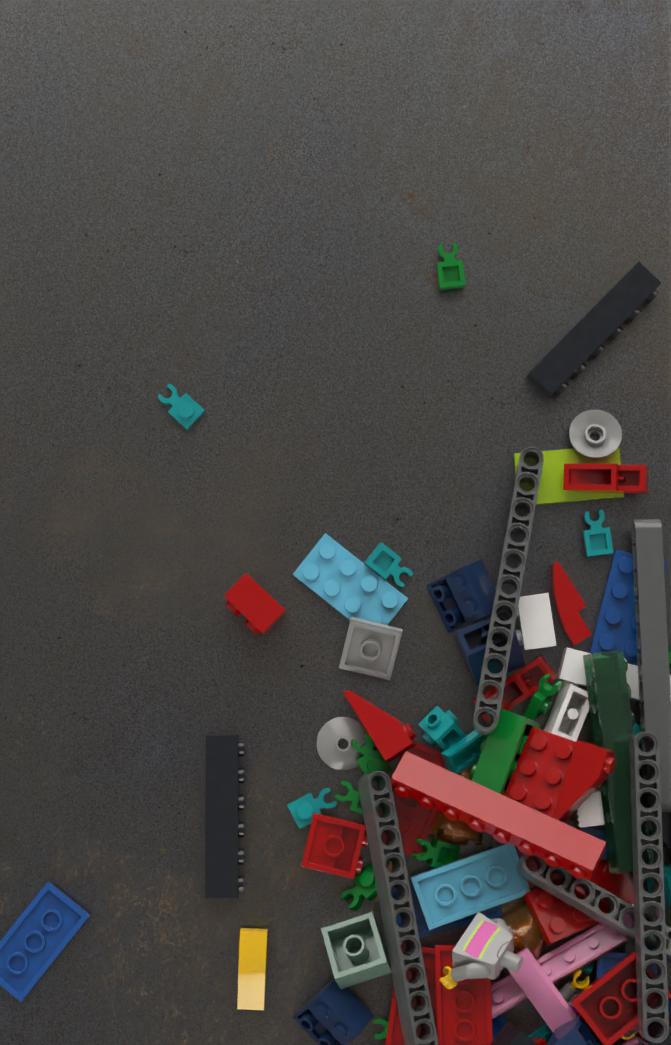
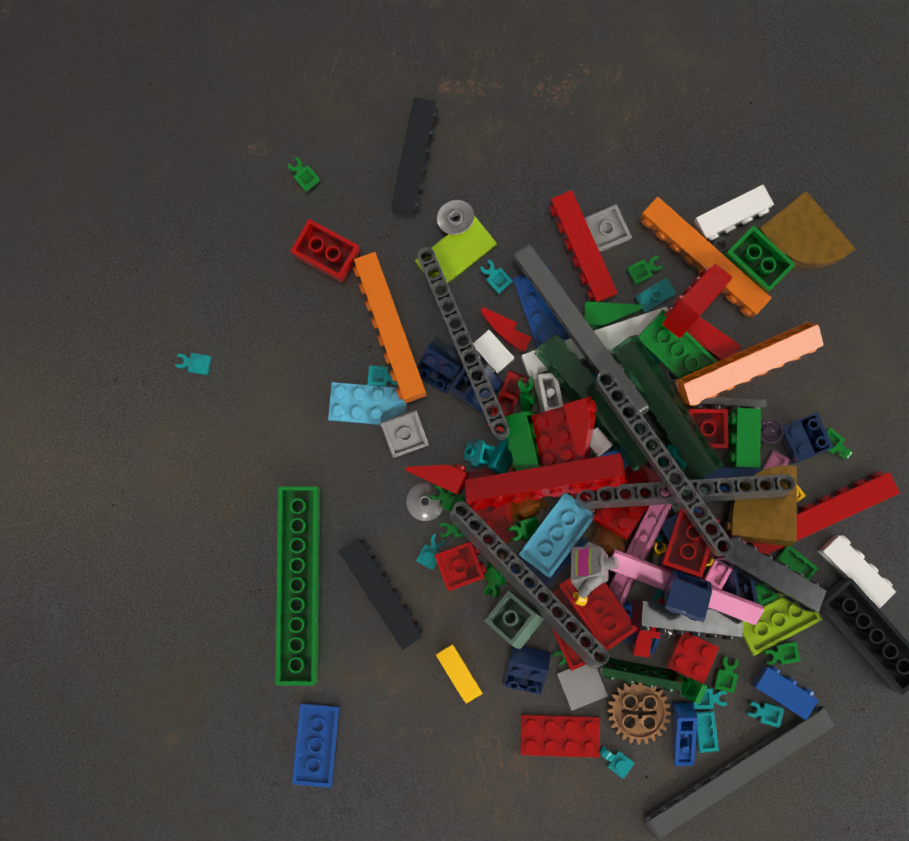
camera: 30 degrees left, 0 degrees up
(133, 744) = (297, 586): none -> green brick
(255, 604) = (315, 451): red brick -> none
(417, 375) = (325, 250): none -> red brick
(434, 514) = (390, 328): none -> orange brick
(606, 478) = (479, 238): red slope -> none

